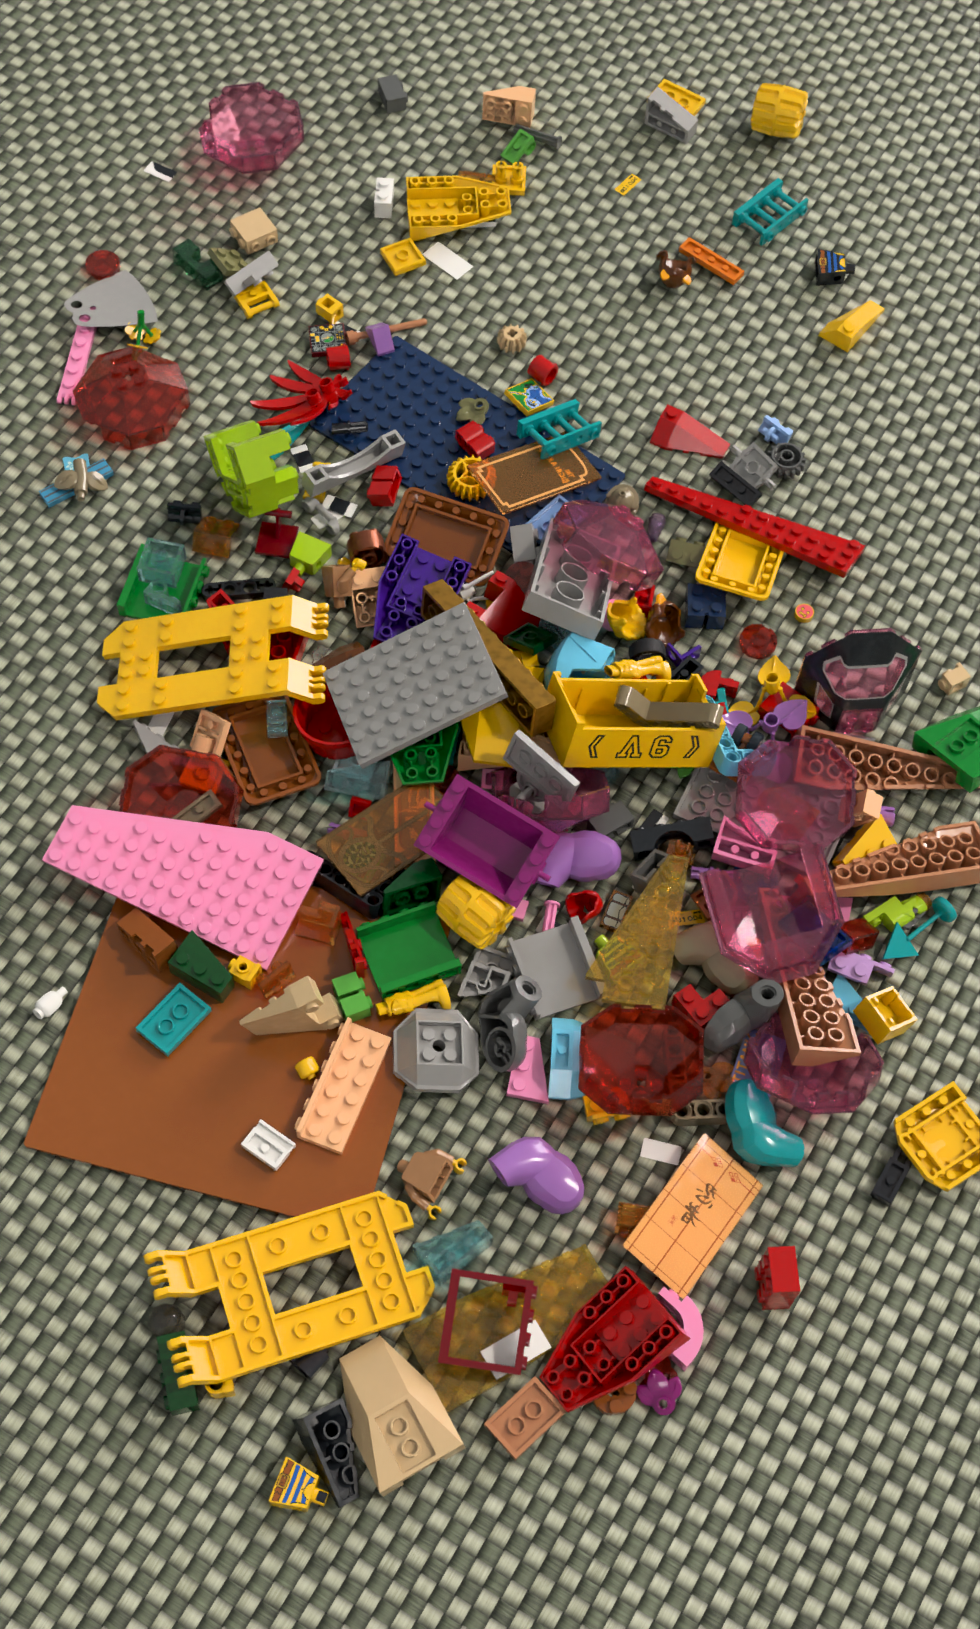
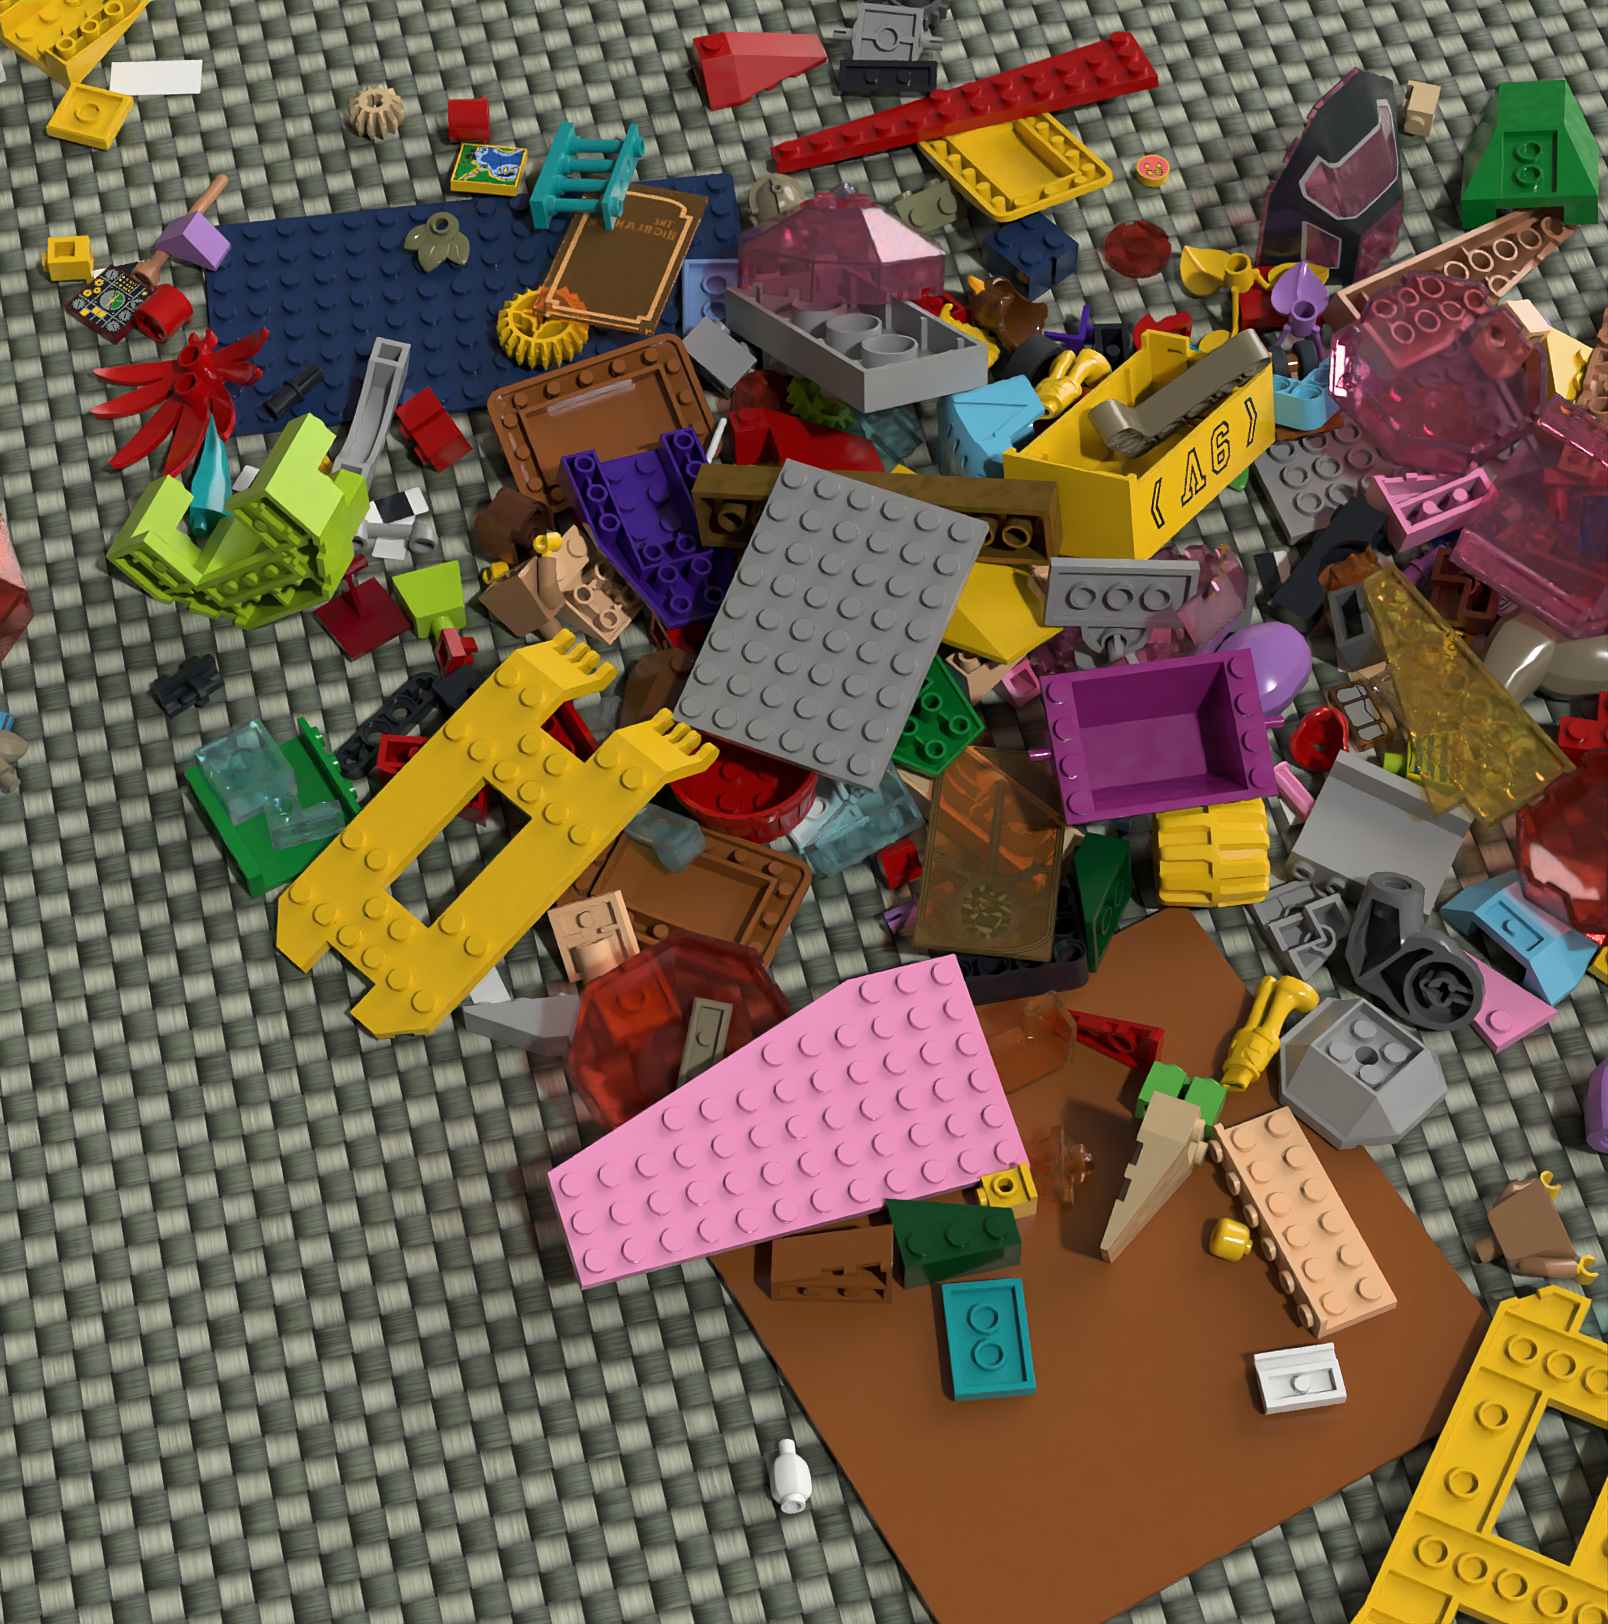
camera: 40 degrees left, 5 degrees down
(214, 536) = (272, 681): clear orange bracket -> none
(407, 950) = (1180, 980): green panel -> none
(474, 440) = (489, 276): red brick -> none
(530, 638) = (885, 453): dark green tile -> none

